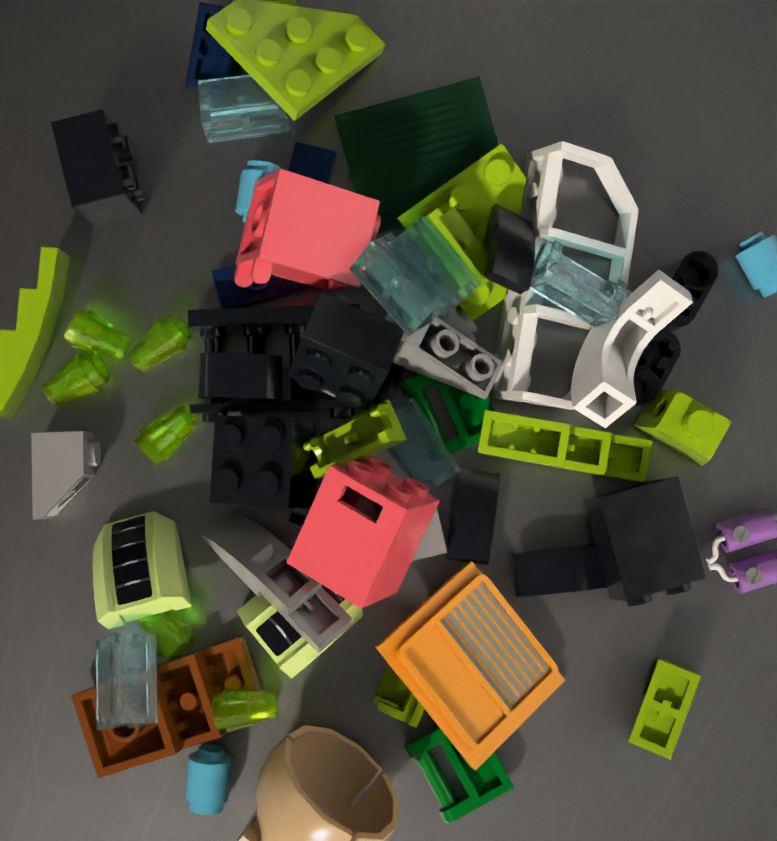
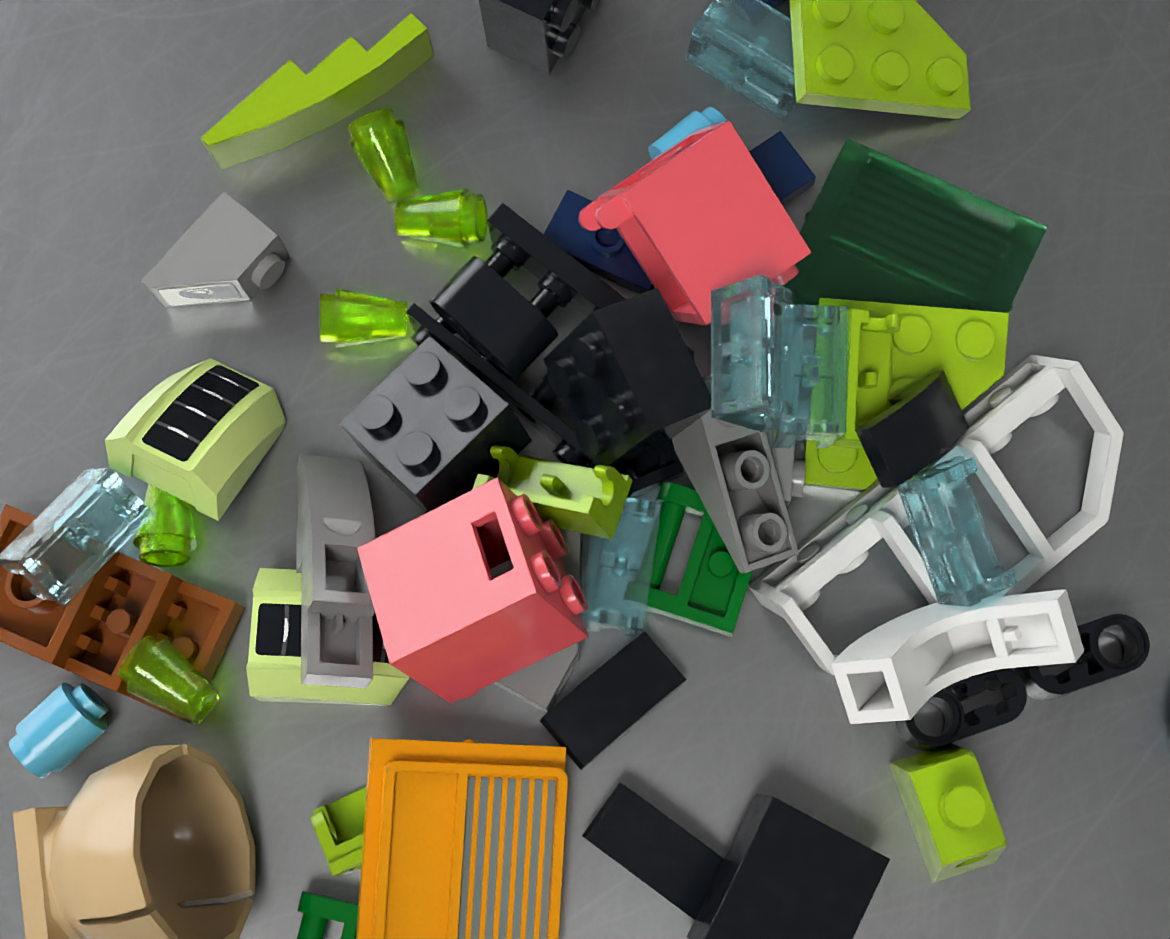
camera: 45 degrees right, 10 degrees down
(78, 378) = (324, 182): clear neon green cone -> none
(564, 446) = (787, 712): lime slope -> none

